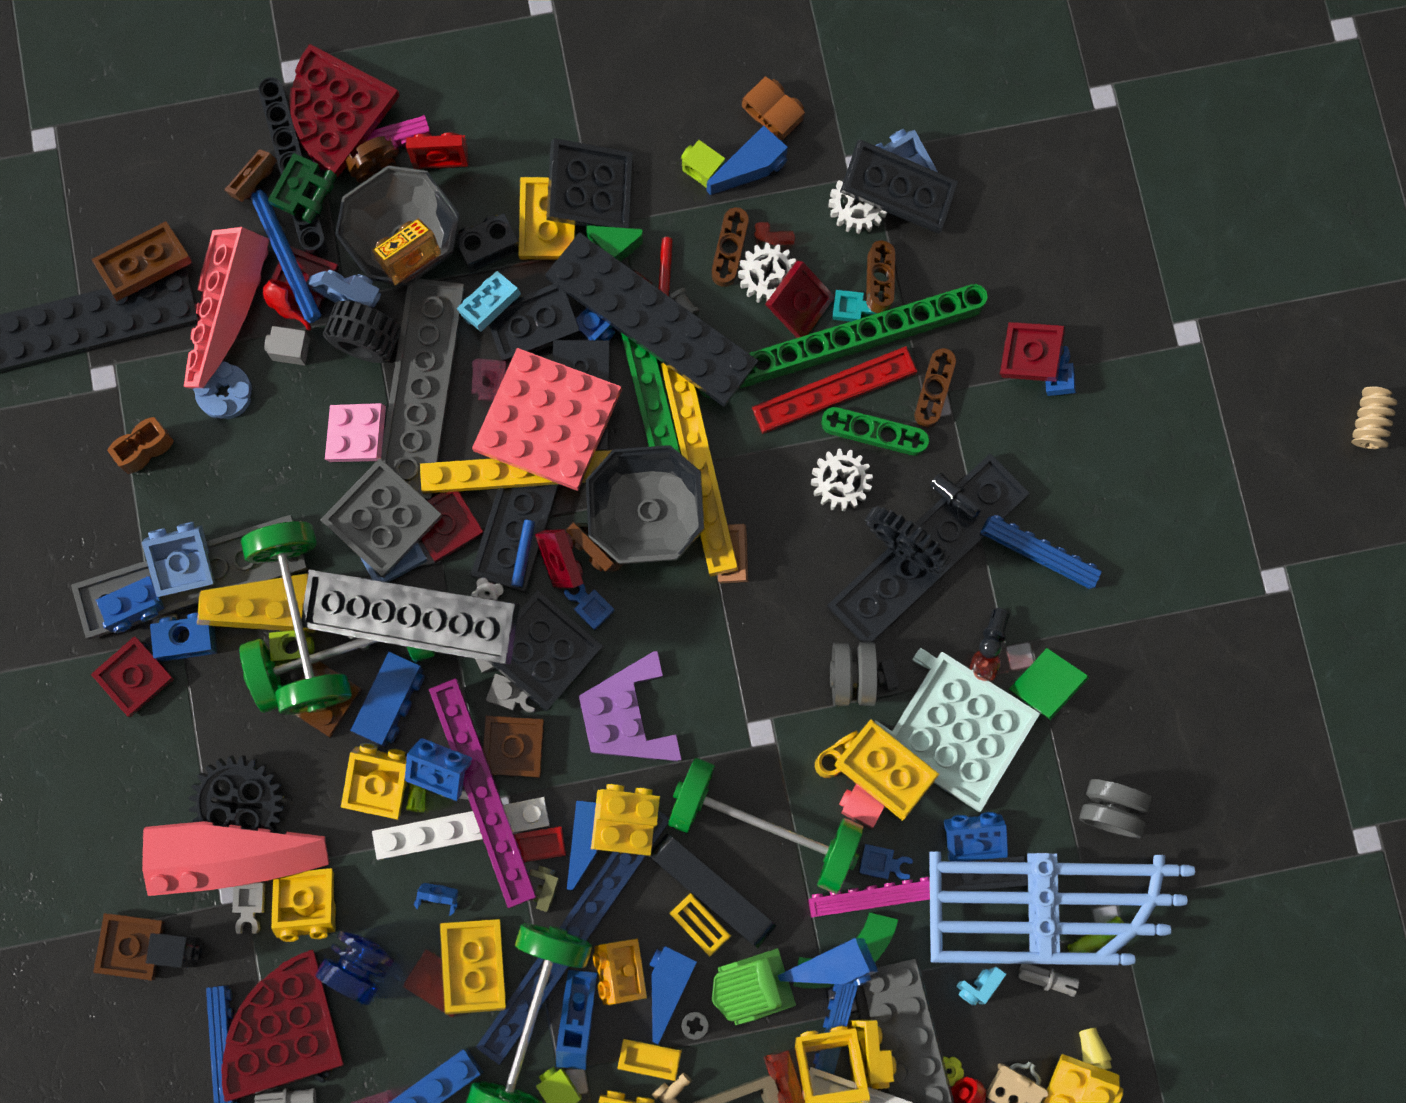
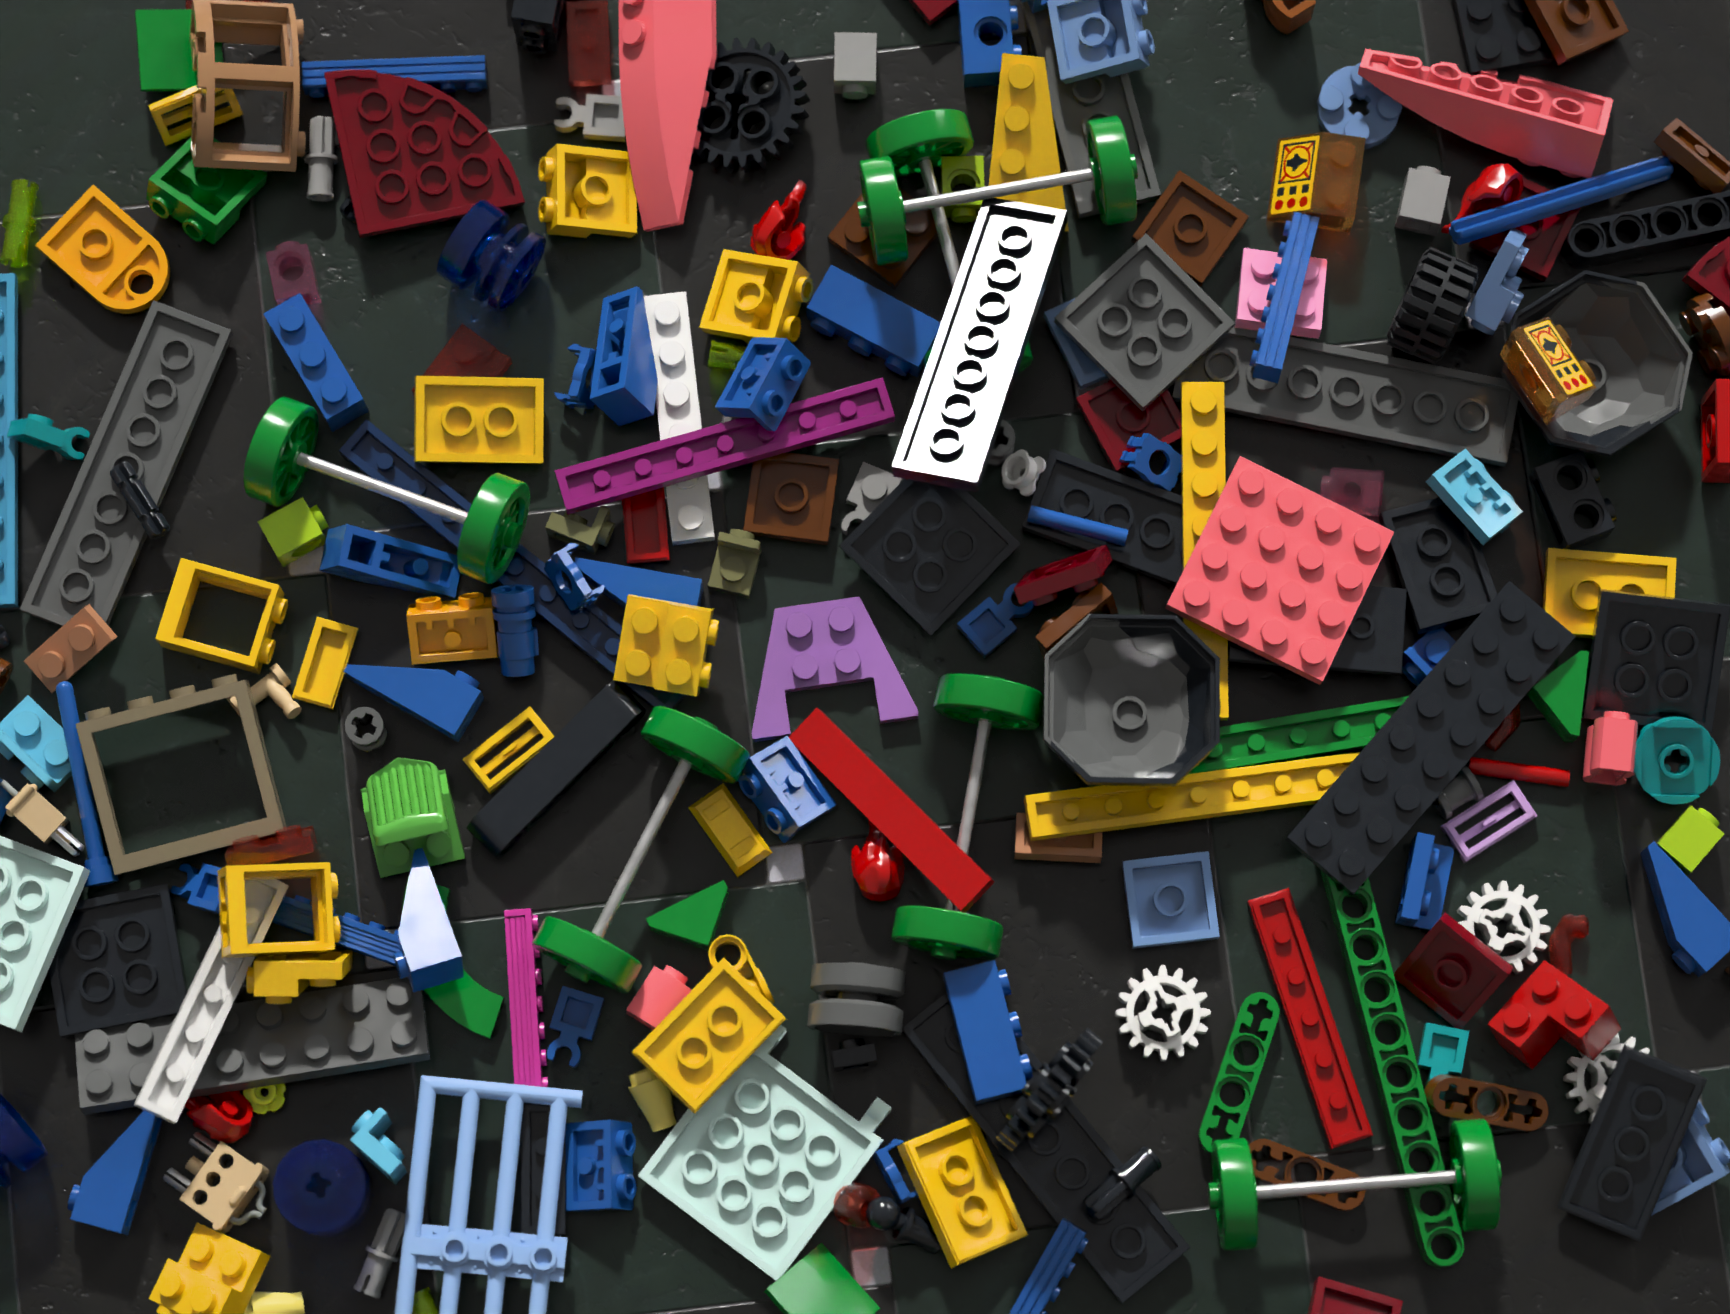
camera: 95 degrees right, 0 degrees up
(194, 914) = (588, 43): none -> clear red plate
(204, 726) = (855, 64): none -> light grey brick
(276, 413) = (1317, 178): none -> clear orange slope
(294, 184) = (1671, 216): dark green plate -> none
(311, 493) = (1192, 226): none -> reddish brown plate
(329, 772) = (775, 233): none -> red piece
(361, 426) = (1284, 297): none -> piece
(423, 868) = (624, 360): none -> blue slope
(476, 515) = (1139, 460): none -> blue piece
(561, 781) = (735, 563): none -> olive bracket
(590, 882) = (581, 591): none -> blue piece
(623, 926) = (515, 635): none -> blue axle
(641, 183) = (1692, 777): none -> teal plate
(649, 209) = (1610, 749): none -> coral brick
(712, 304) = (1458, 841): none -> lavender tile
(714, 734) = (785, 789): none -> blue bracket
(725, 661) = (891, 810): none -> red tile
(732, 266) = (1578, 893): reddish brown beam -> none
(742, 770) = (730, 830): none -> yellow tile
(743, 322) = (1424, 883): none -> blue bracket
(760, 669) = (877, 867): none -> red piece
(766, 480) = (1170, 900): none -> medium blue plate
(803, 617) = (989, 704): none -> green axle
(806, 788) = (694, 918): none -> green slope
(818, 240) = (1551, 1009): none -> red brick
(867, 587) = (987, 1031): none -> blue brick
(927, 280) = (1472, 1174): none -> green axle
(928, 806) = (653, 1099): none -> light yellow cone
(963, 644) = (891, 1173): none -> blue piece
(969, 599) = (962, 1191): none -> yellow tile
(997, 1014) = (345, 1200): none -> clear blue wheel

